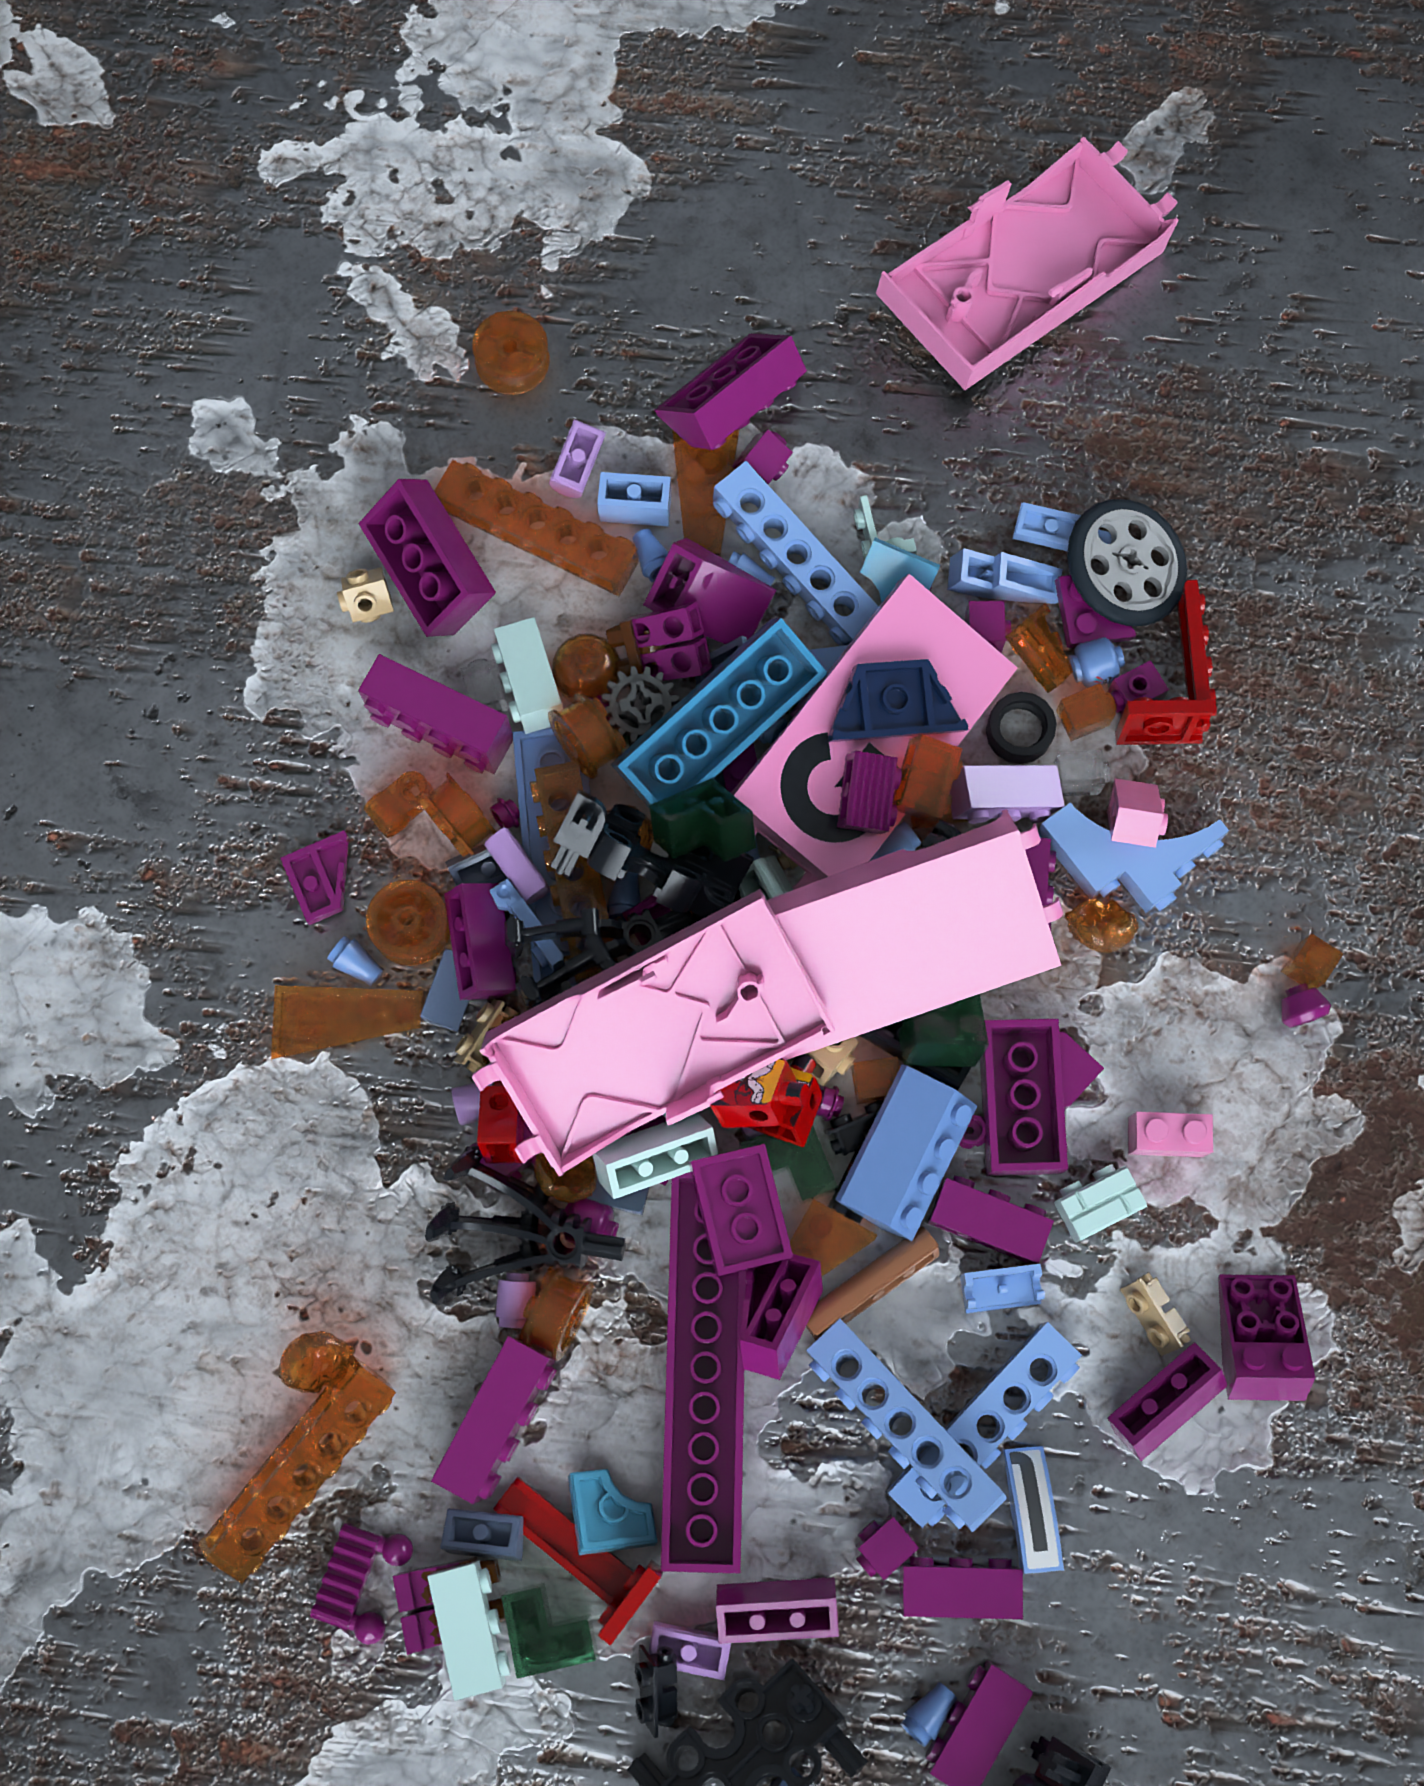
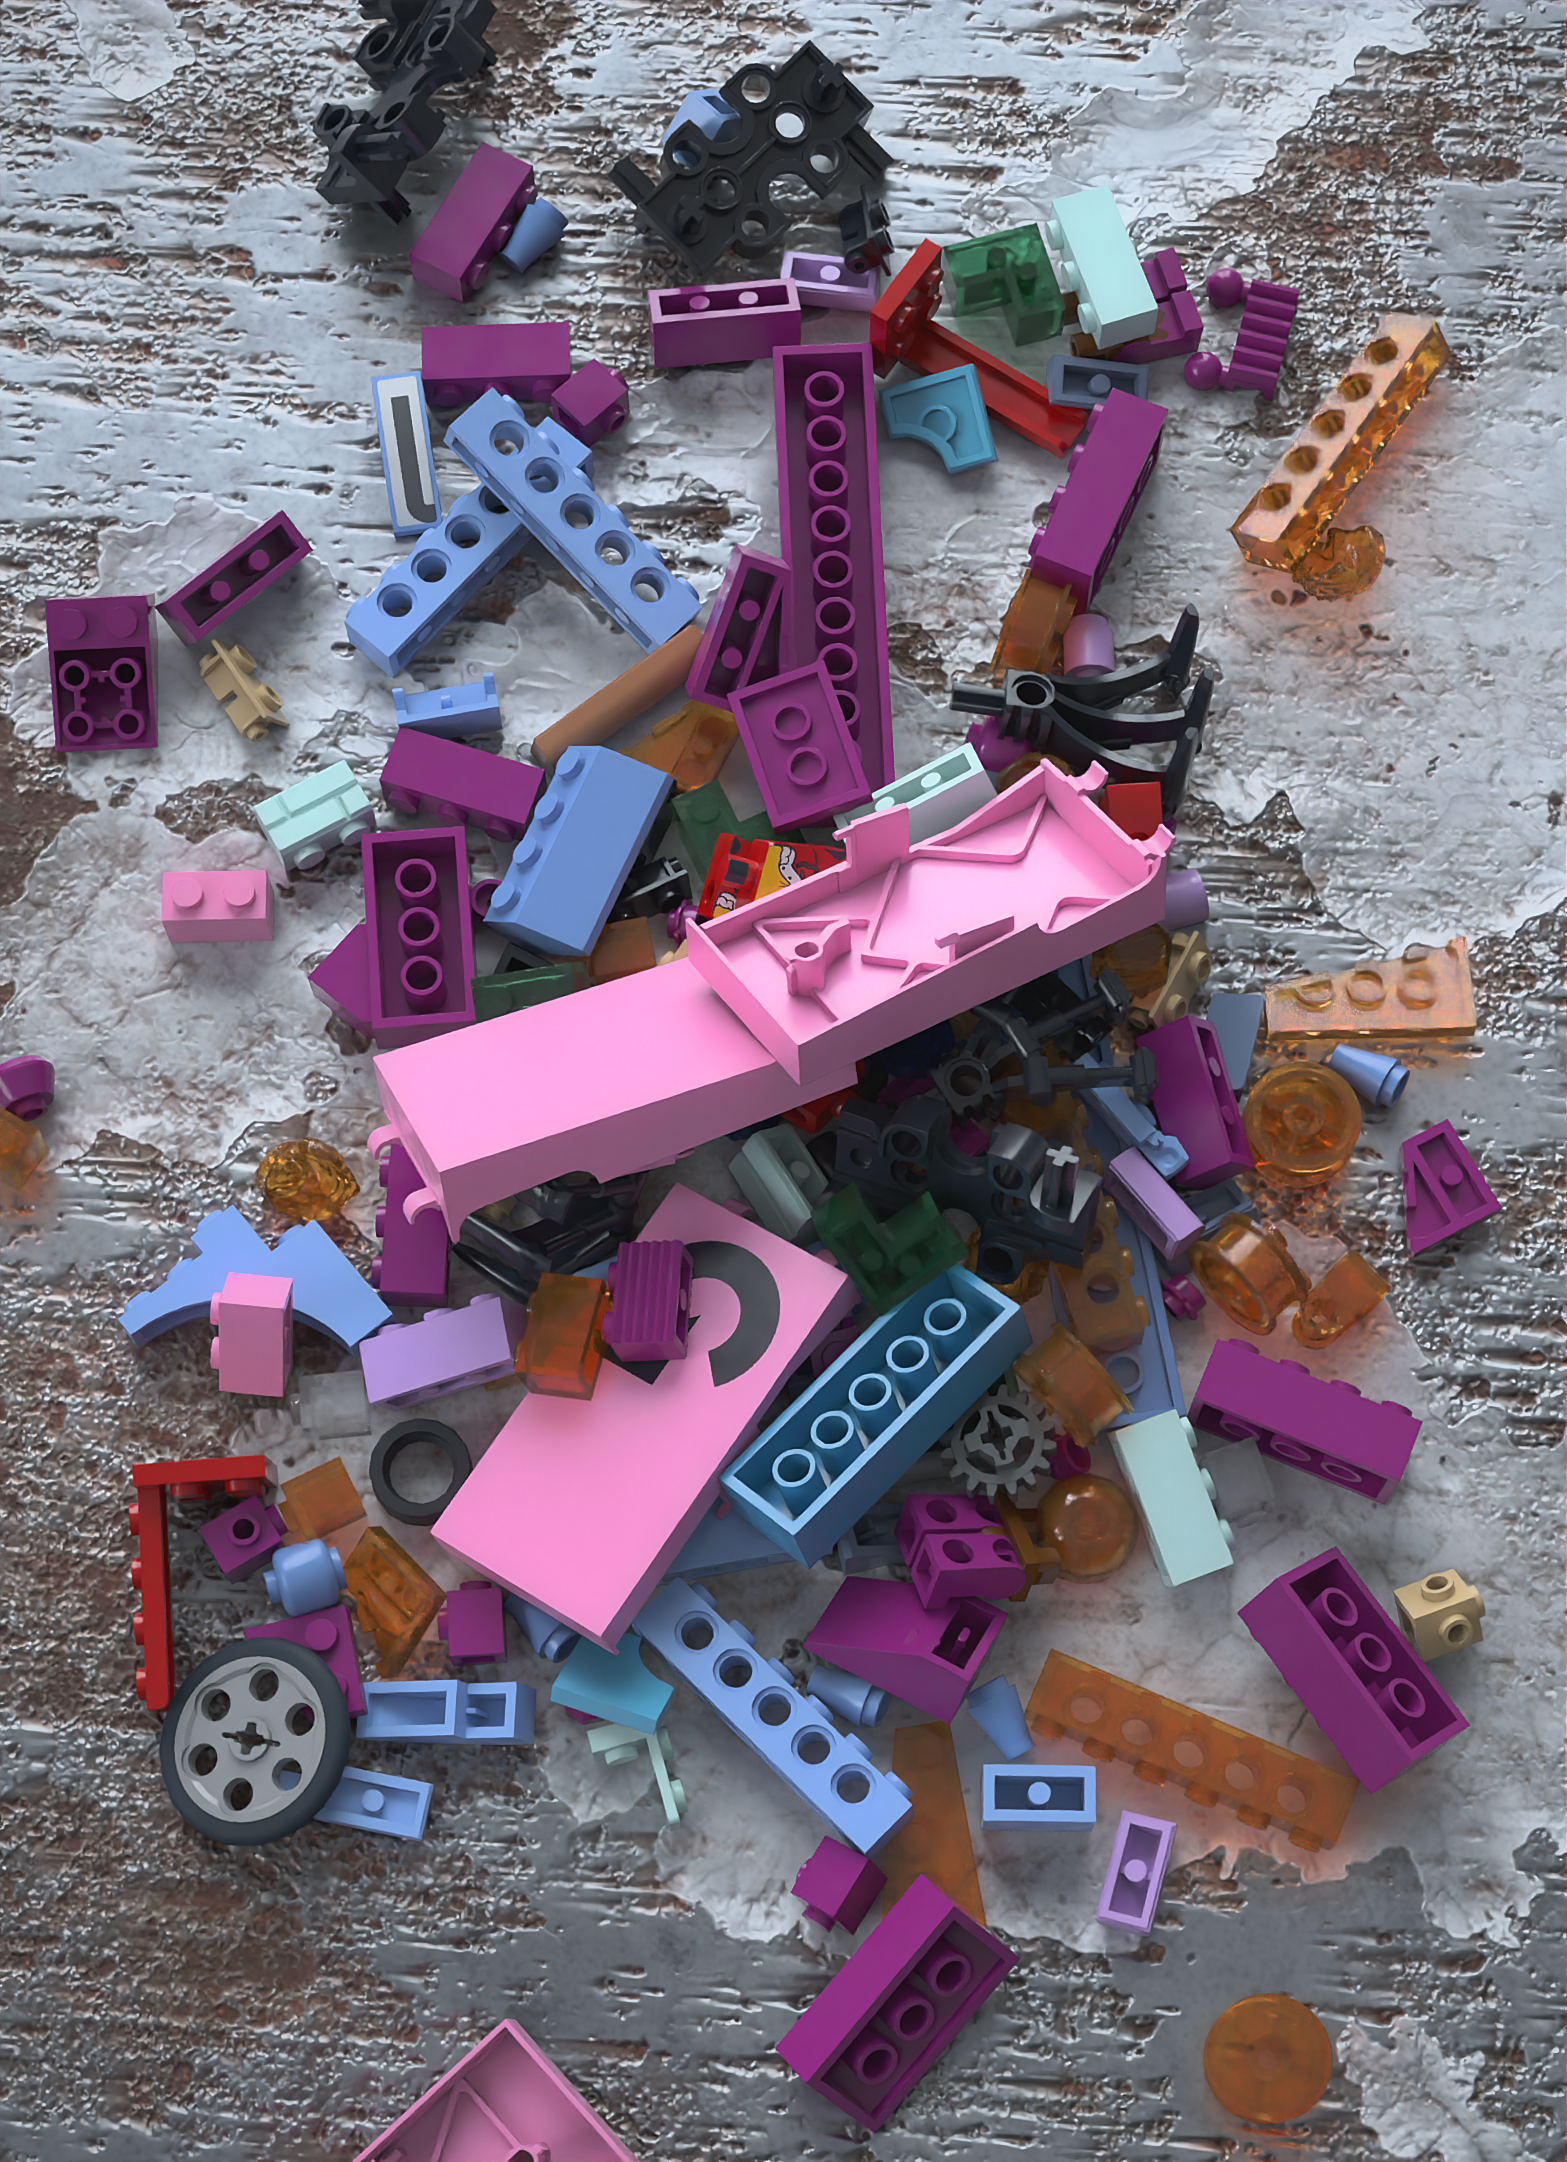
camera: 175 degrees right, 5 degrees down
(894, 702) = (618, 1433): dark blue wing -> none

